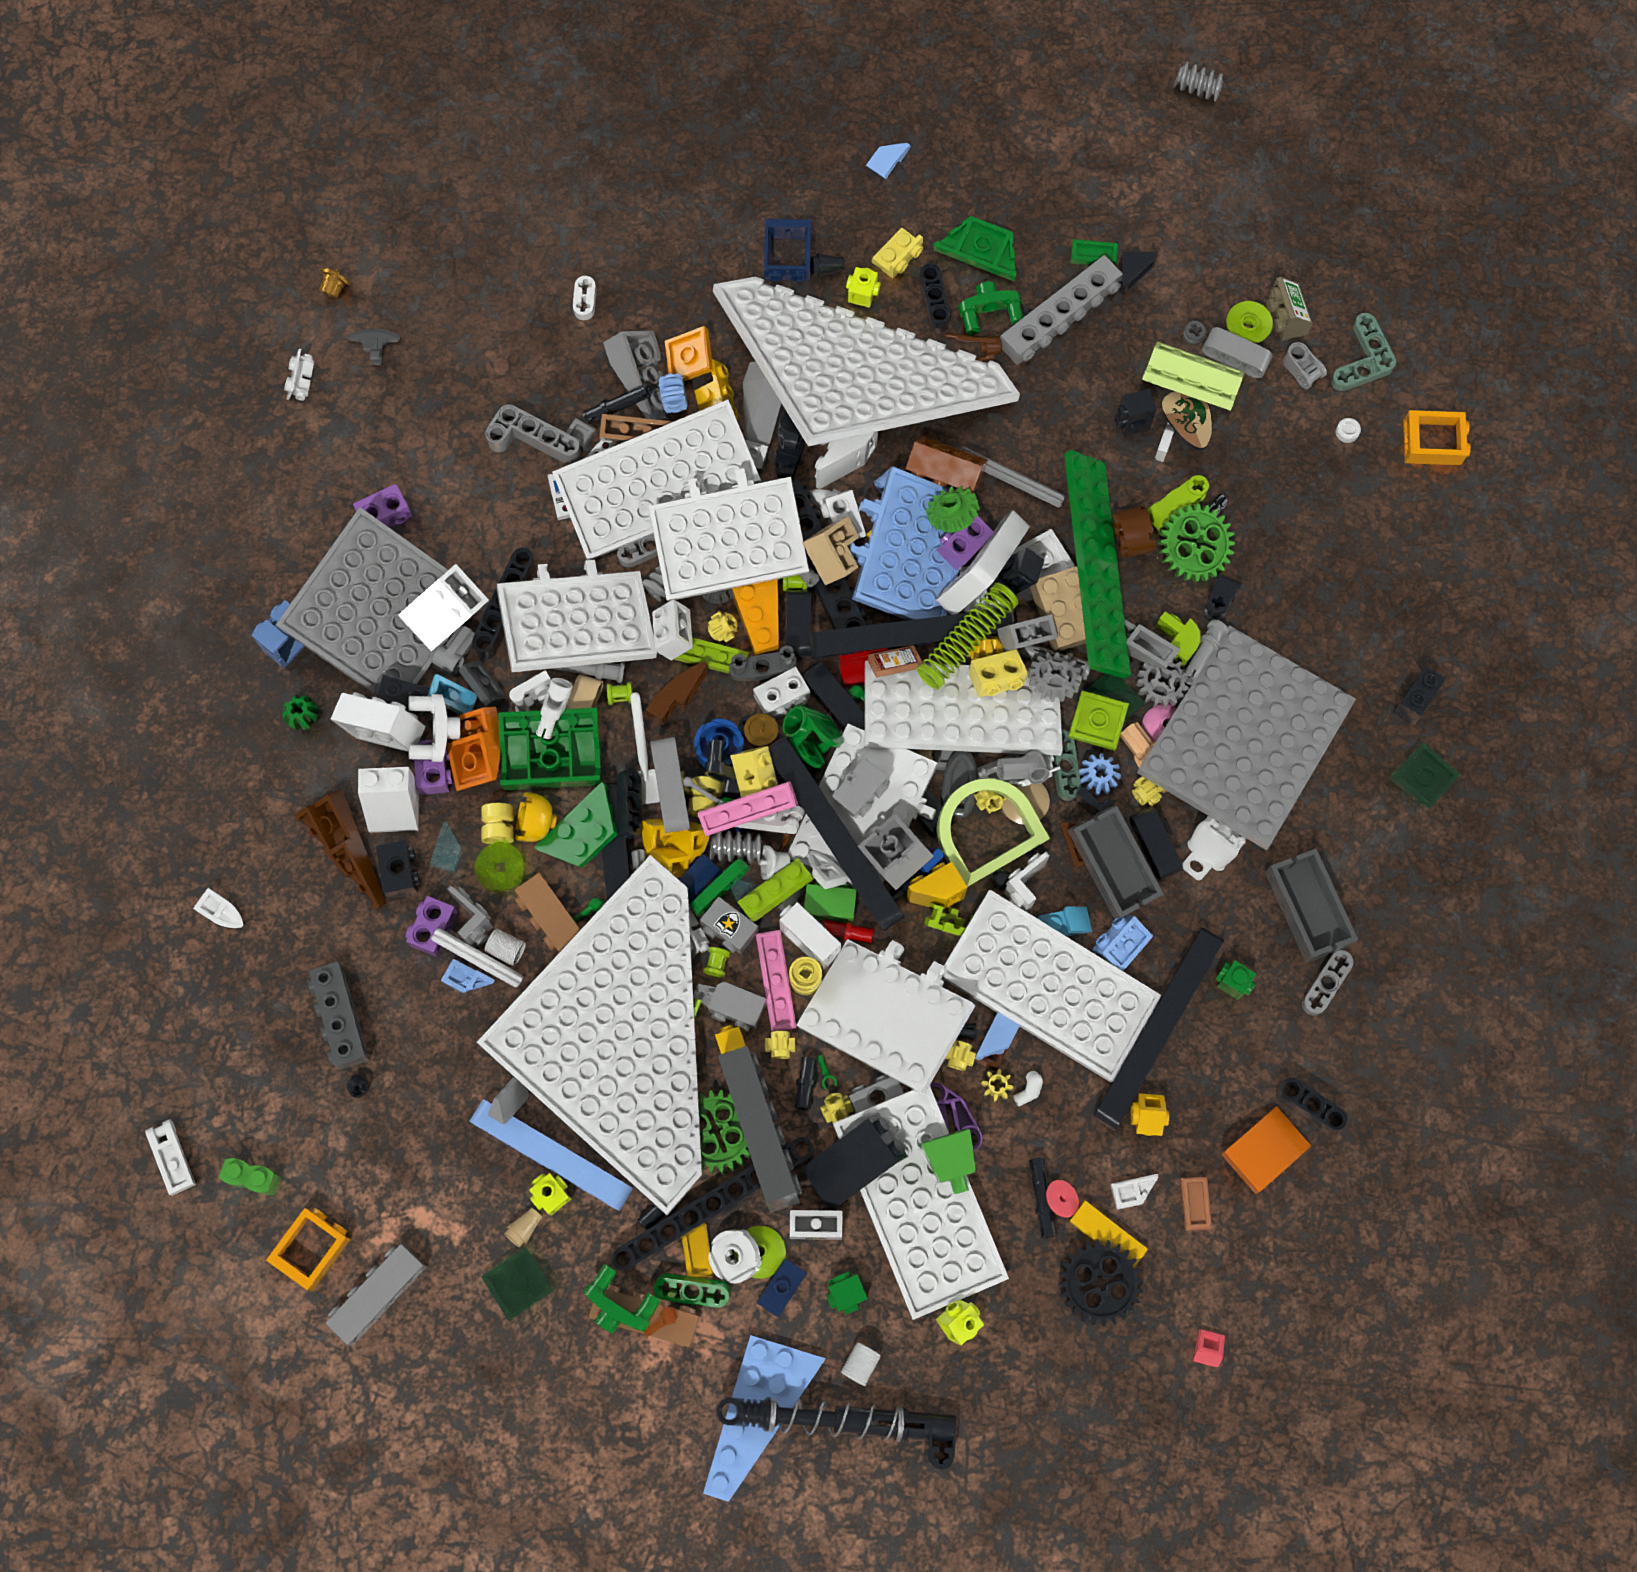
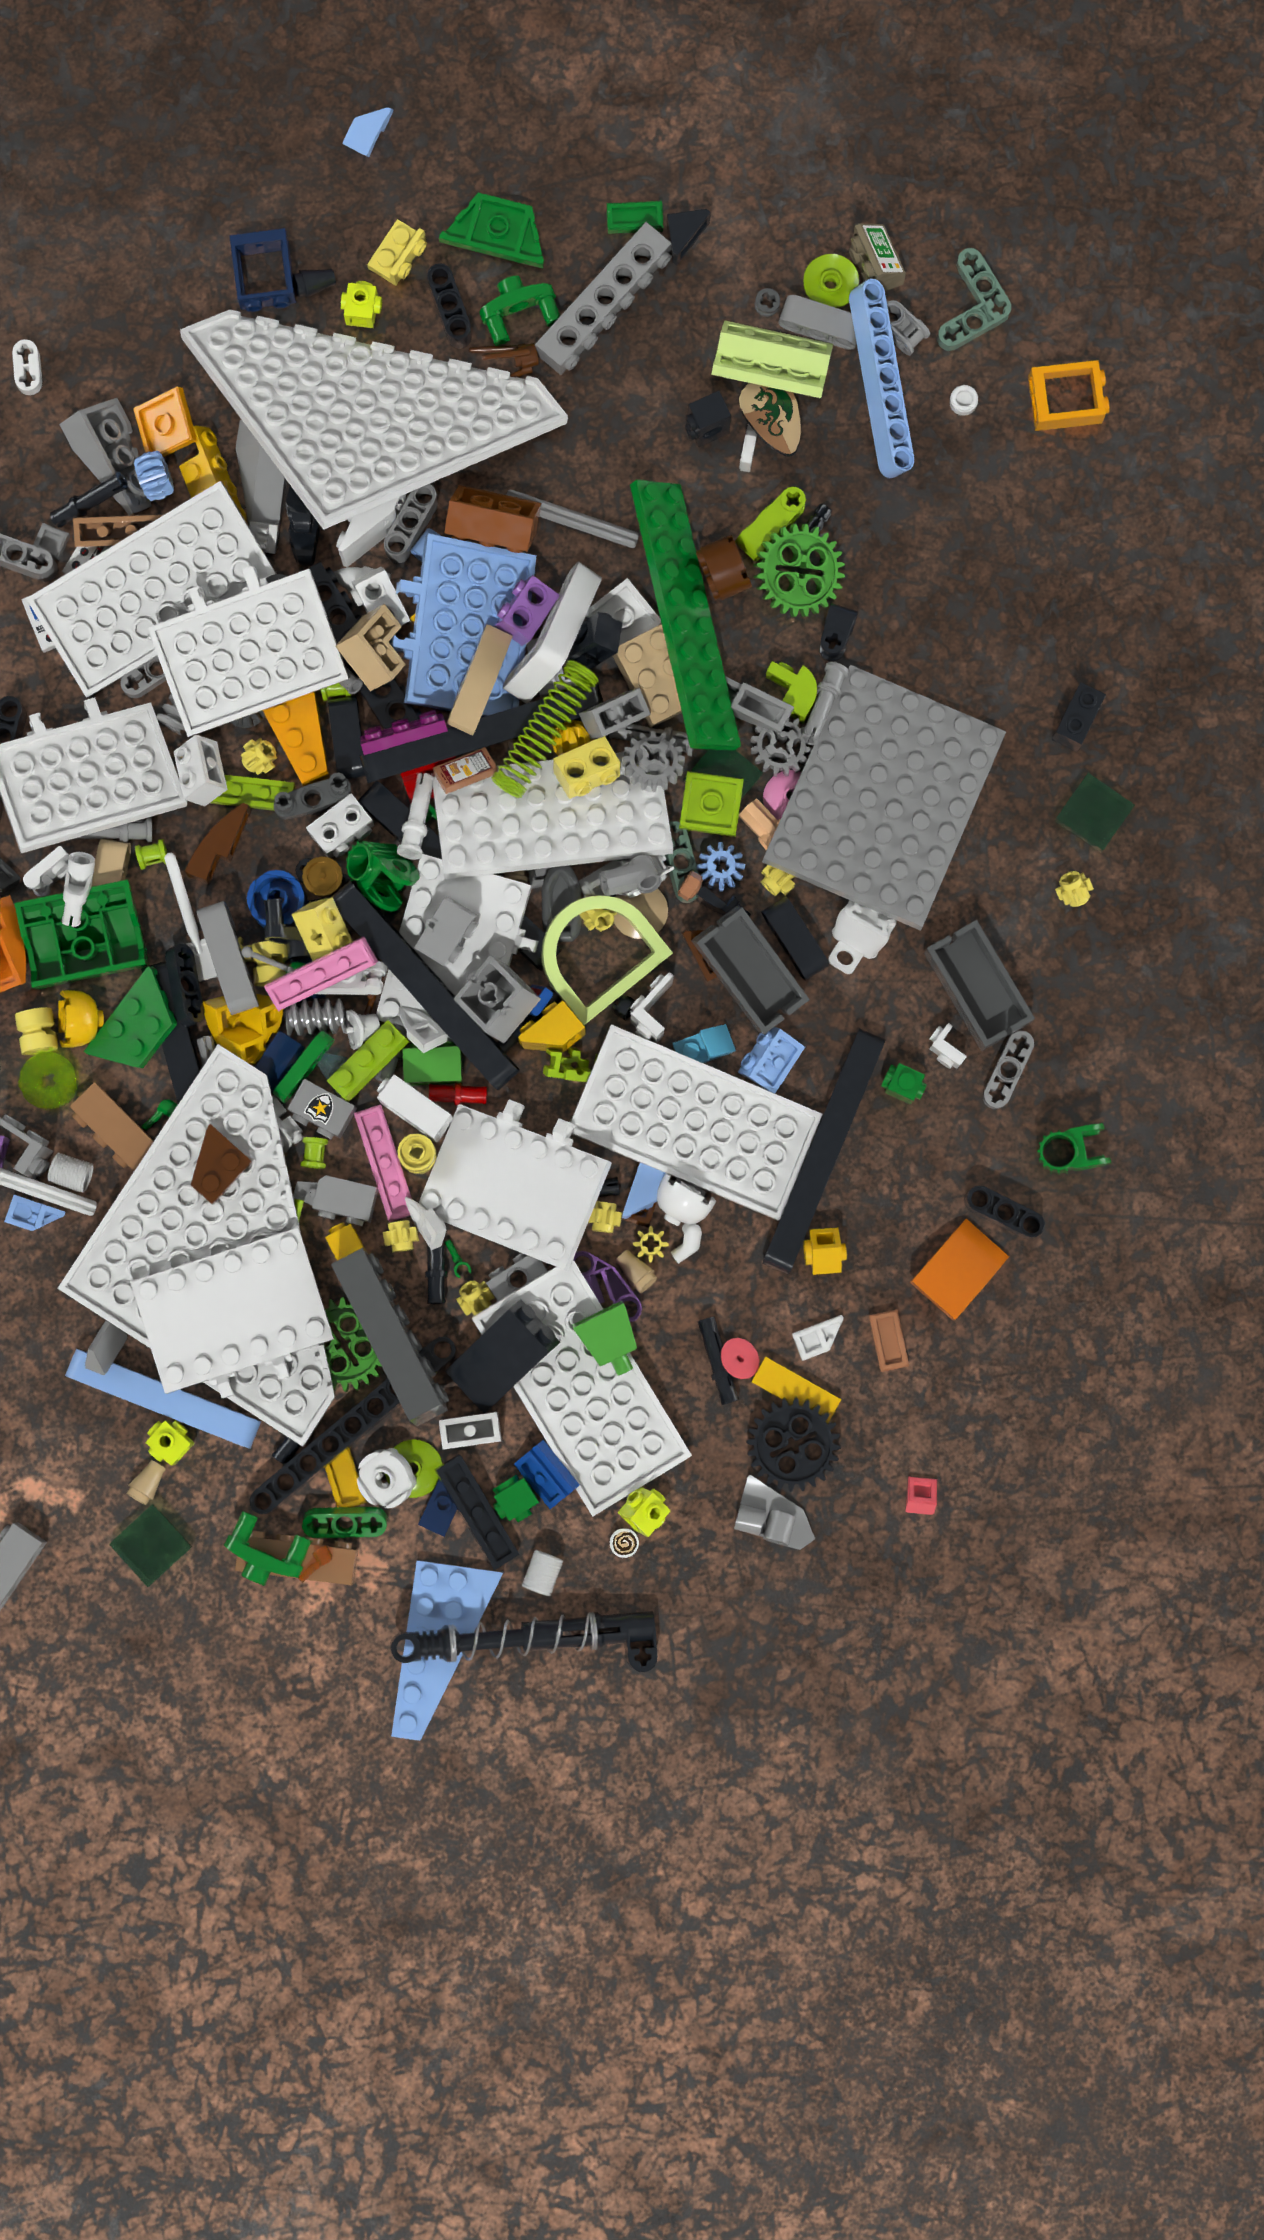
camera: 10 degrees left, 10 degrees up
(624, 1086) = (232, 1312): none -> white hinge
(633, 957) = (217, 1165): none -> reddish brown wing
(805, 1036) = (428, 1223): none -> white plate
(810, 1299) = (476, 1512): none -> black plate
(845, 701) = (415, 827): none -> white pin
(847, 620) = (402, 732): none -> magenta plate
(877, 1275) = (546, 1474): none -> blue plate
(878, 450) = (409, 536): none -> light grey beam
(918, 588) = (479, 679): none -> tan slope
(937, 1348) = (624, 1542): none -> tile
(953, 510) = (506, 577): bright green gear -> none
(981, 1108) = (637, 1272): none -> tan cone
(1030, 1052) = (682, 1201): none -> white cylinder
(1072, 784) = (690, 886): none -> nougat tile
(1073, 1346) = (772, 1516): none -> light grey panel
(1275, 958) = (946, 1053): none -> white bracket
(1283, 402) = (881, 392): none -> light blue beam
(1382, 1050) = (1075, 1138): none -> green piece
(1401, 837) = (1074, 888): none -> light yellow gear

